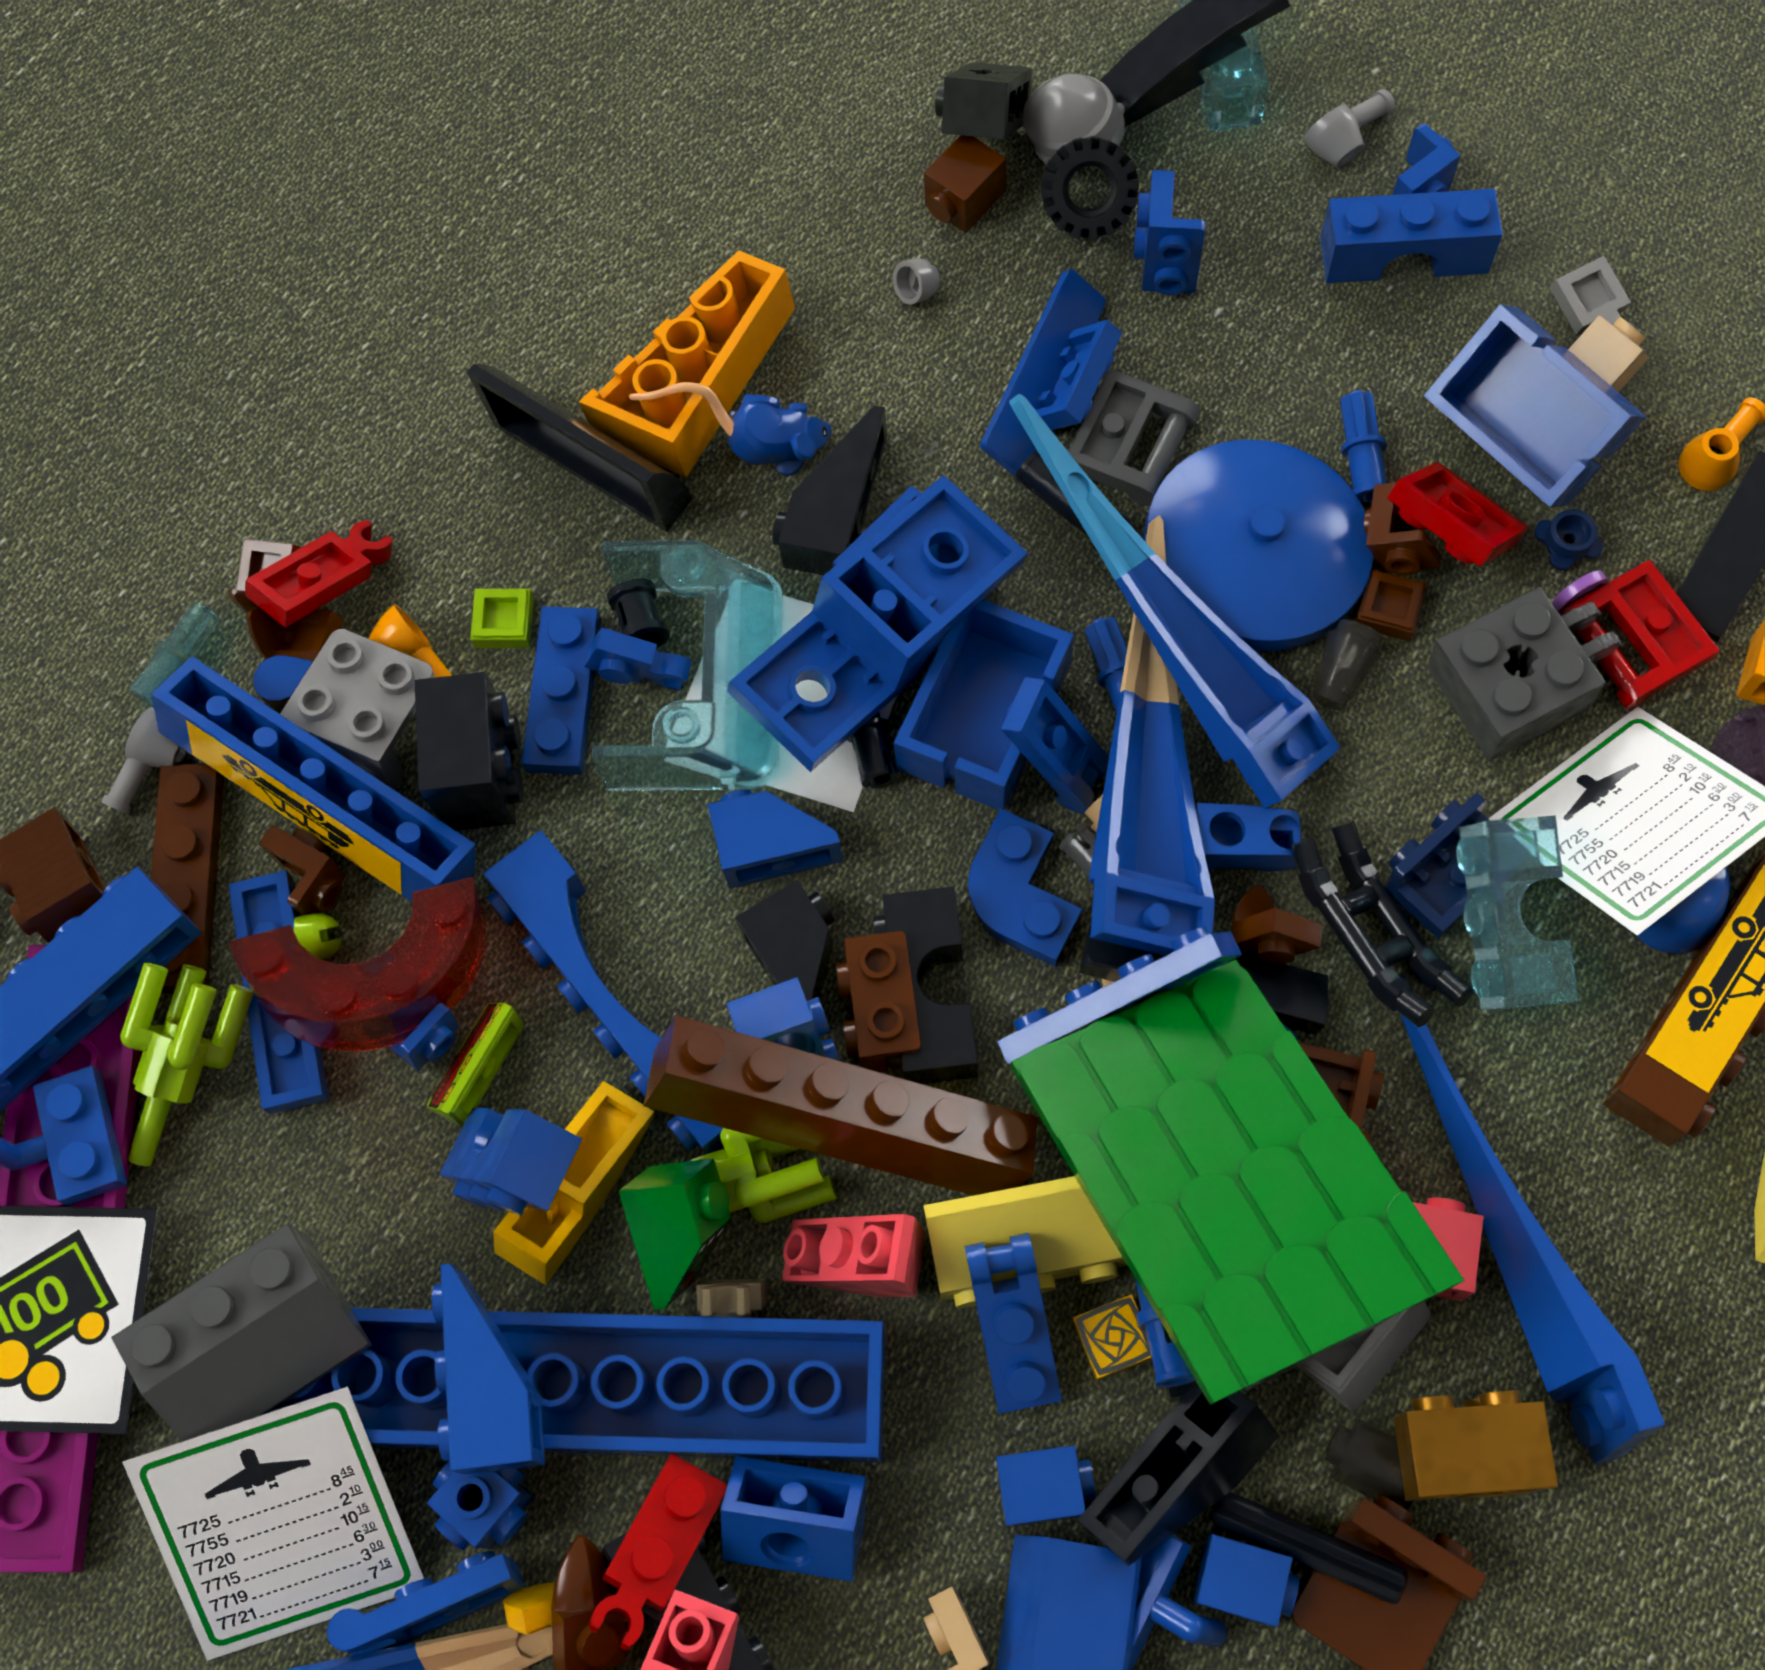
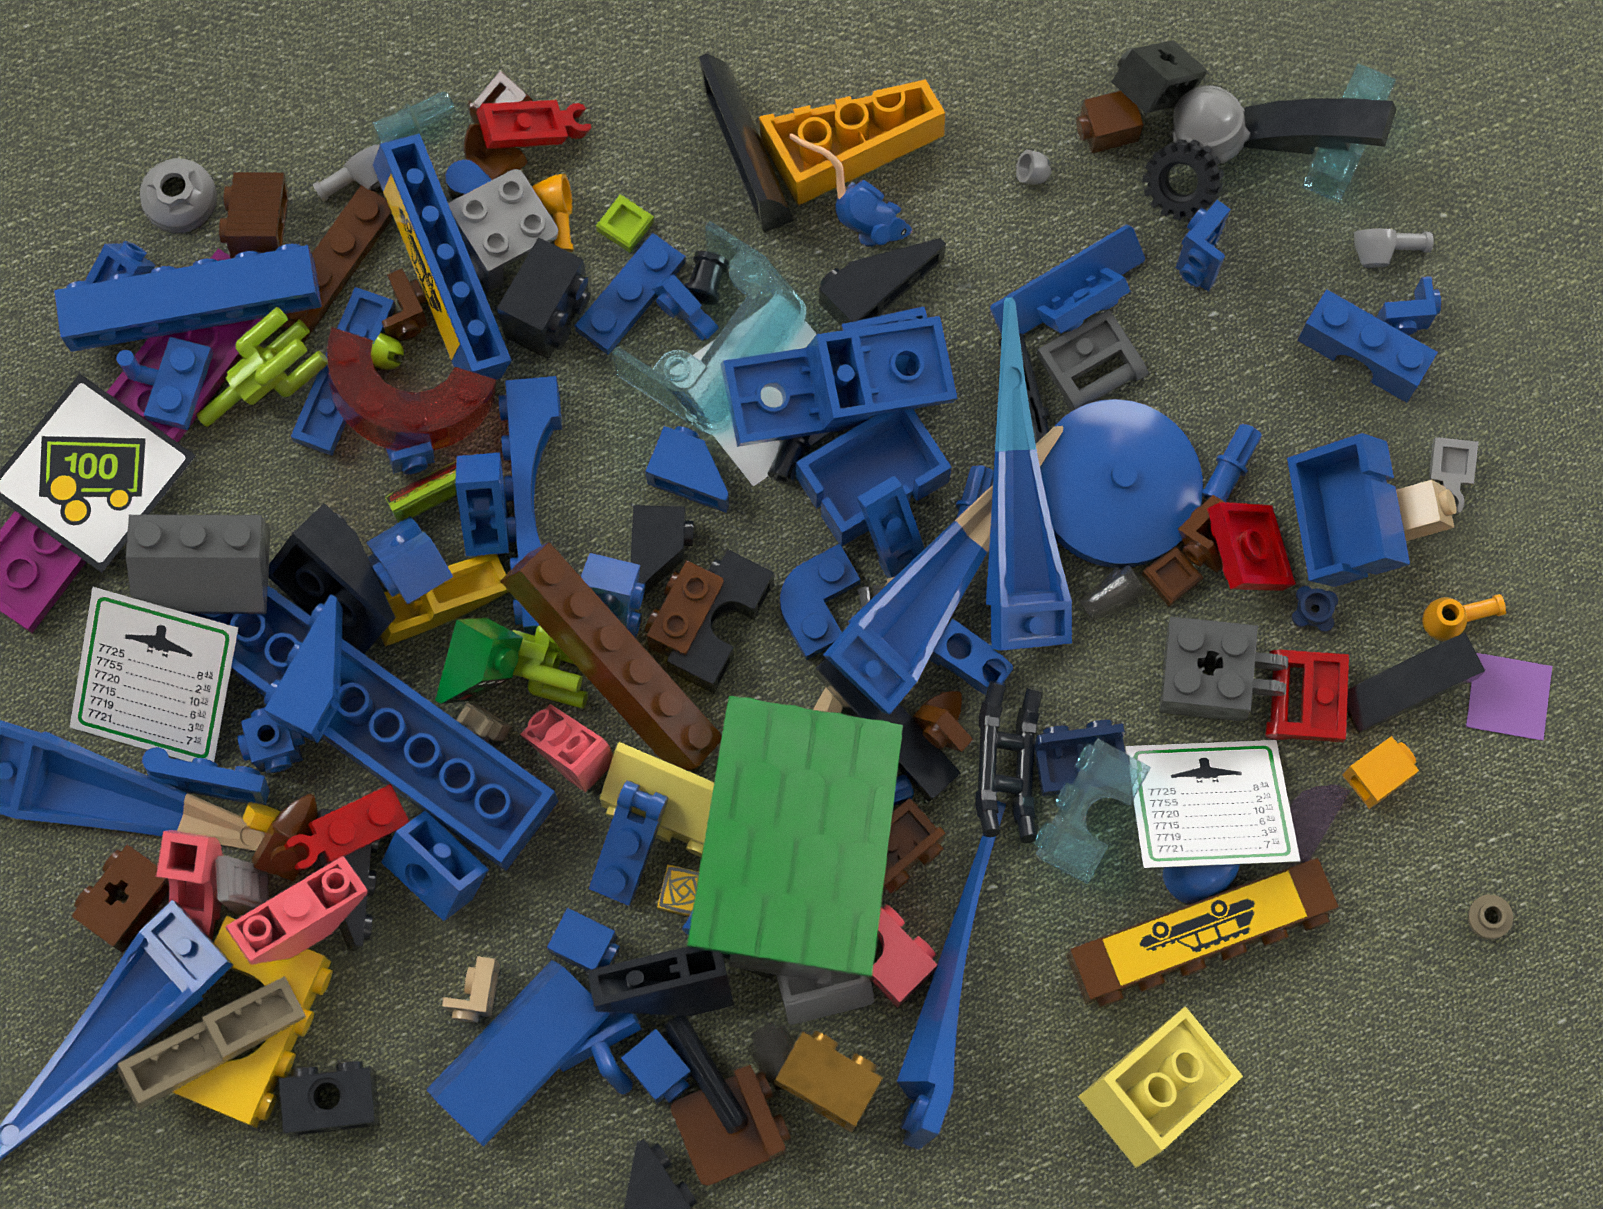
camera: 25 degrees right, 5 degrees up
(408, 1223) = (329, 559): none -> black slope
(554, 1033) = (482, 504): none -> blue brick
(1140, 979) = (836, 698): plate -> none
(1579, 589) = (1291, 643): medium lavender piece -> none

